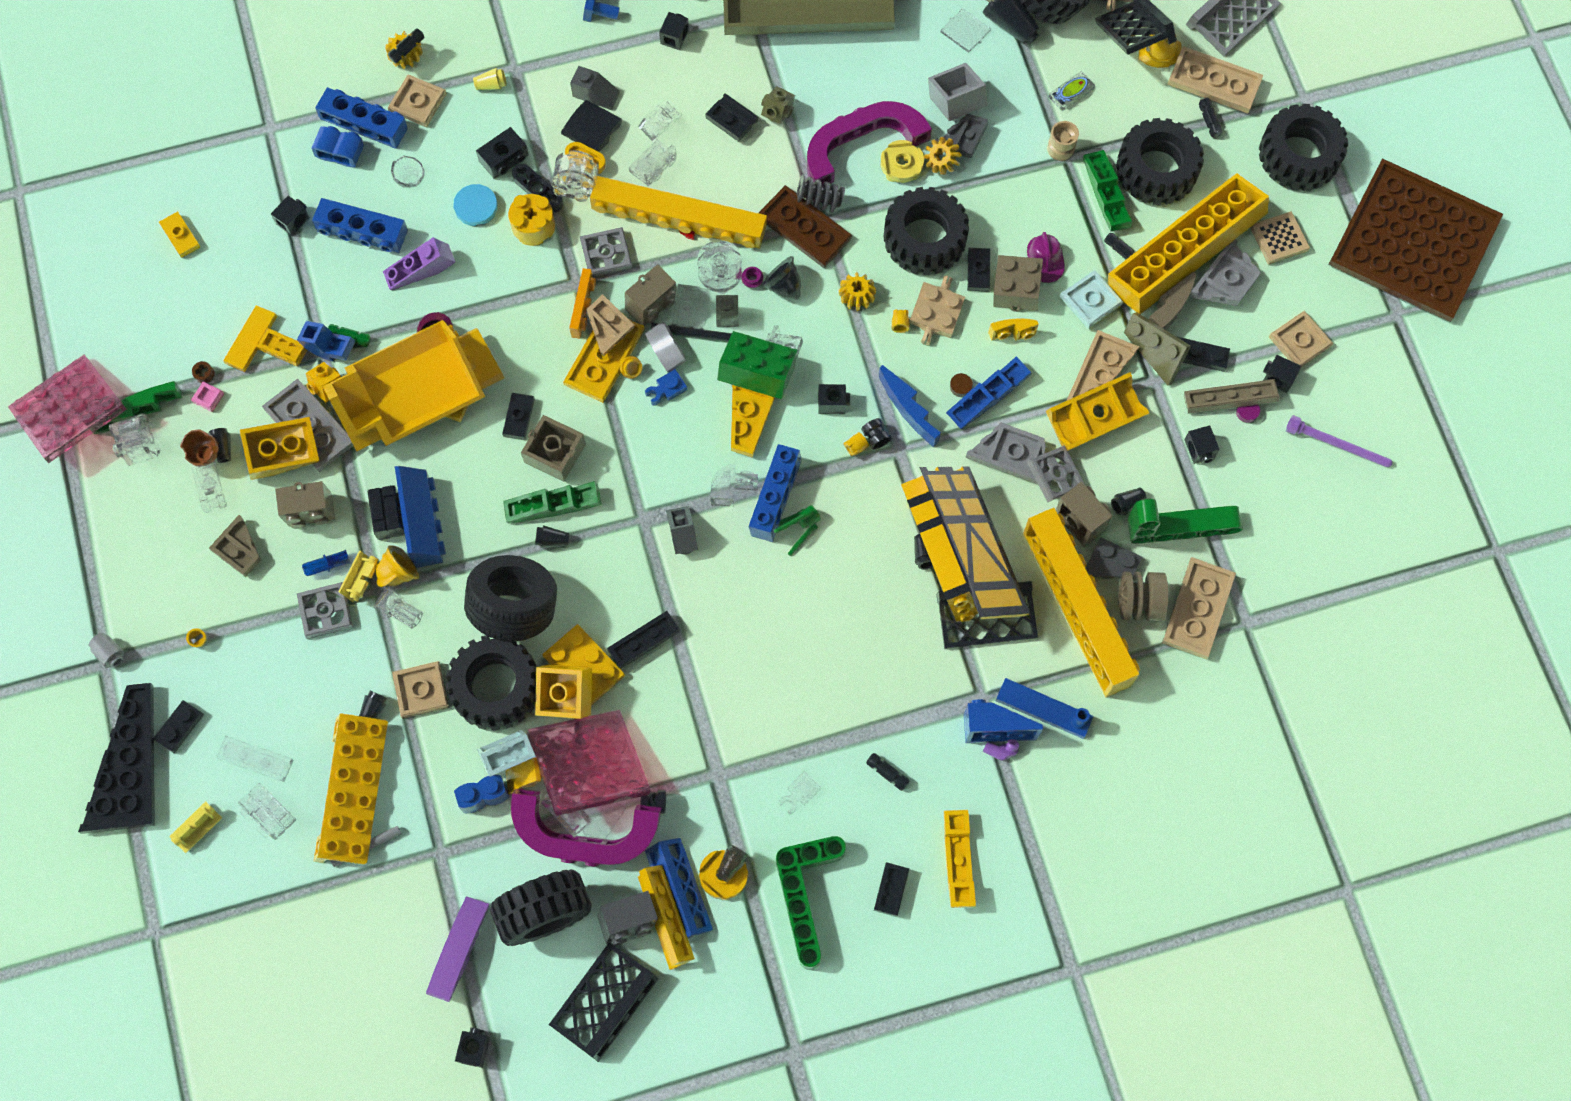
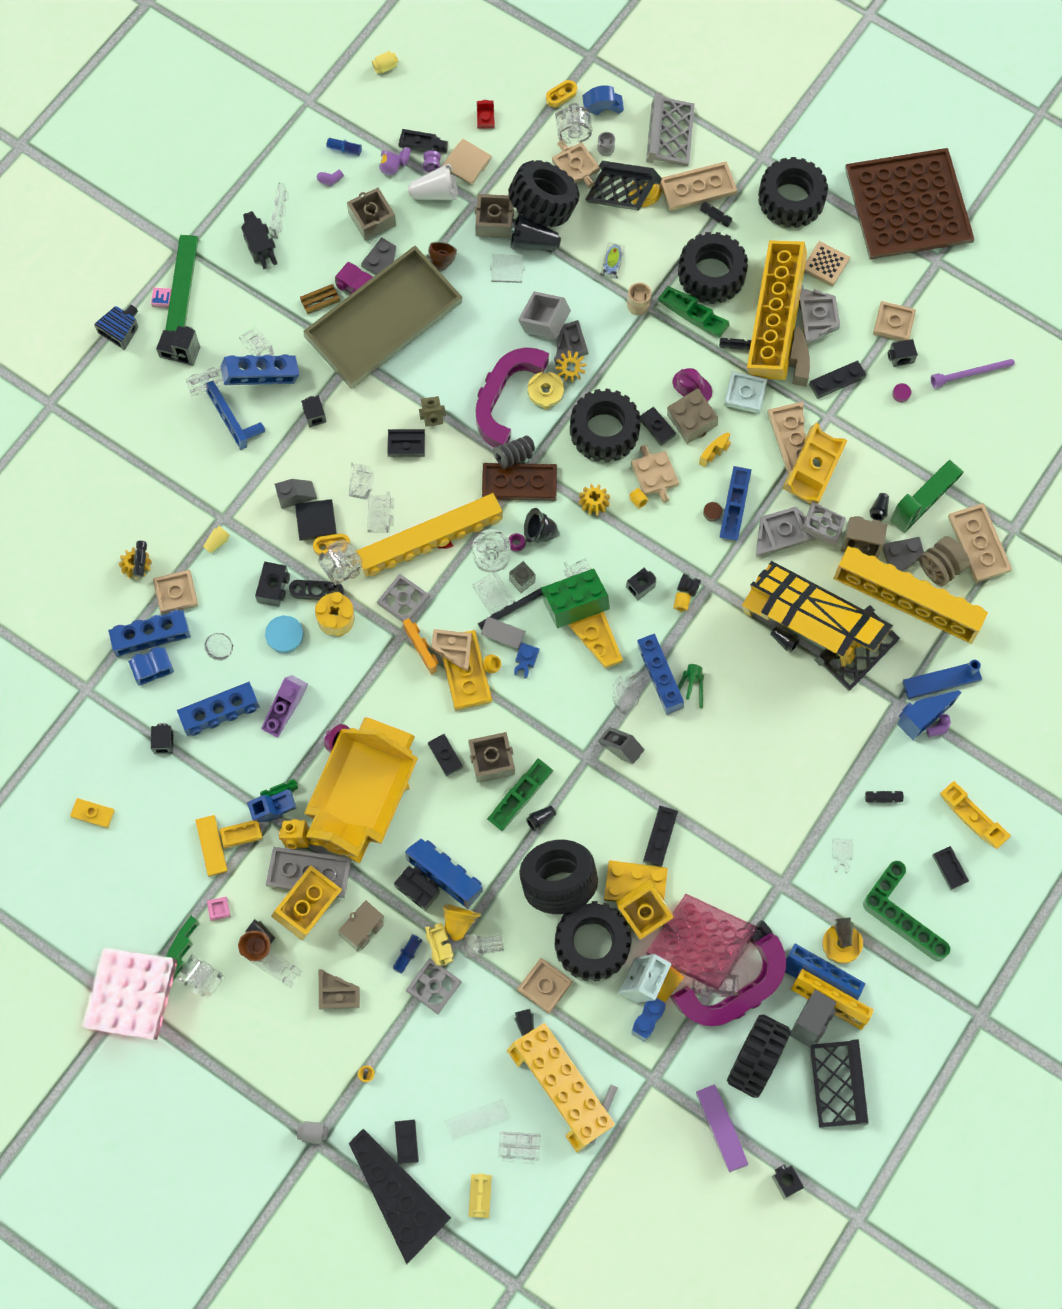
camera: 40 degrees left, 0 degrees up
(208, 376) = (206, 894): reddish brown bush -> none
(650, 297) = (466, 605): dark tan brick -> none
(905, 401) = (685, 548): blue slope -> none
(1157, 346) = (814, 392): olive wing -> none
(1202, 445) = (894, 436): black brick -> none
(1231, 396) = (885, 391): dark tan tile -> none

